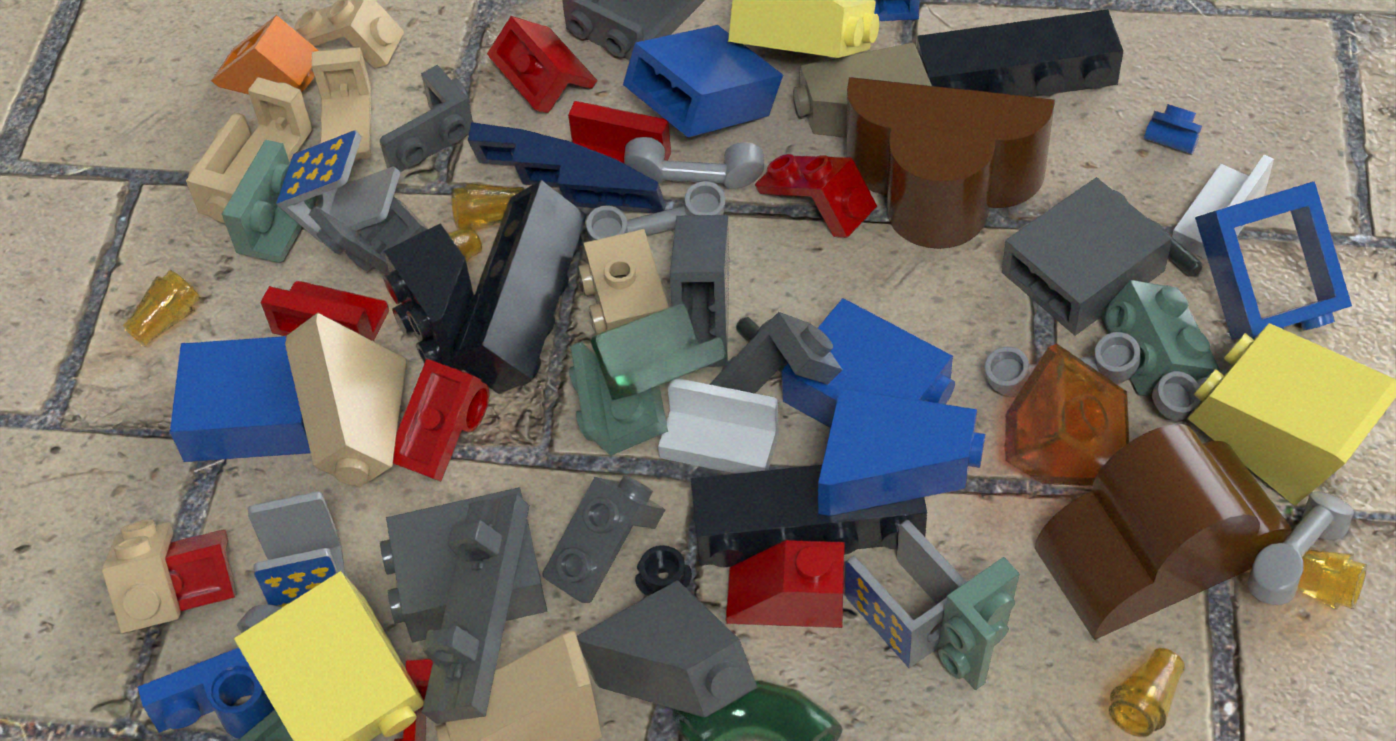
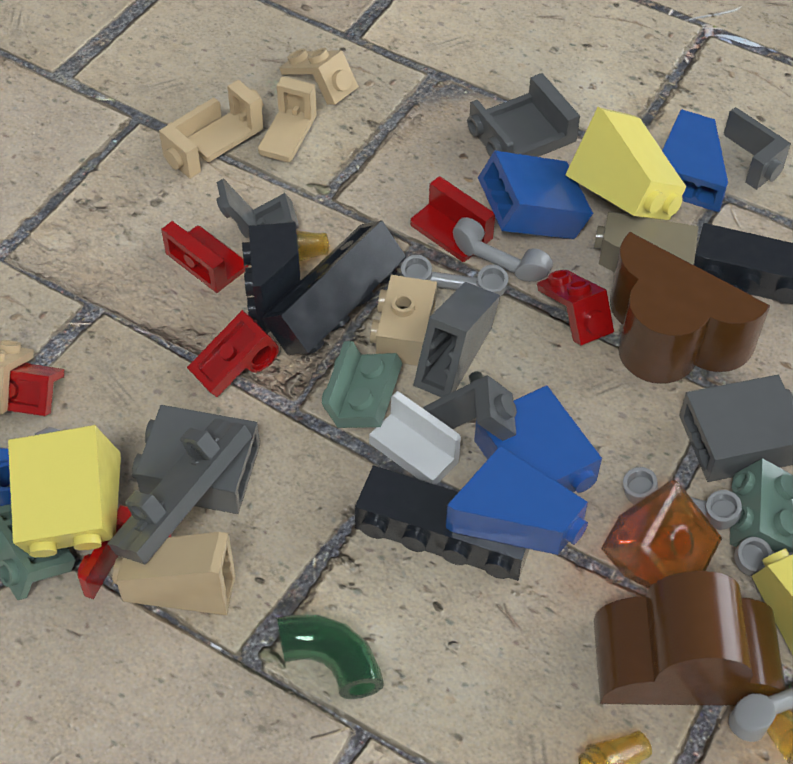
camera: 20 degrees right, 0 degrees up
(162, 306) = (102, 208): clear yellow cone -> none
(236, 401) = (122, 289): blue brick -> none
(252, 217) = (202, 164): sand green bracket -> none
(268, 53) = (258, 71): orange slope -> none
(298, 545) = (102, 400): light grey piece -> none
(324, 174) = (243, 157): light grey piece -> none
(346, 398) = (180, 315): tan slope -> none
(434, 130) = (338, 159): dark grey bracket -> none
(480, 204) = (341, 221): clear yellow cone -> none
(537, 62) = (434, 140): red panel -> none
(580, 173) = (415, 224): dark blue slope -> none
(598, 534) = (295, 474): dark grey bracket -> none
(652, 352) = (392, 367): clear green panel -> none
(661, 560) = (324, 512): black plate -> none
(669, 654) = (291, 578): dark grey slope -> none
(789, 586) = (405, 570): red slope -> none
(933, 573) = (466, 641): light grey piece -> none
(977, 621) = (514, 649): sand green bracket -> none

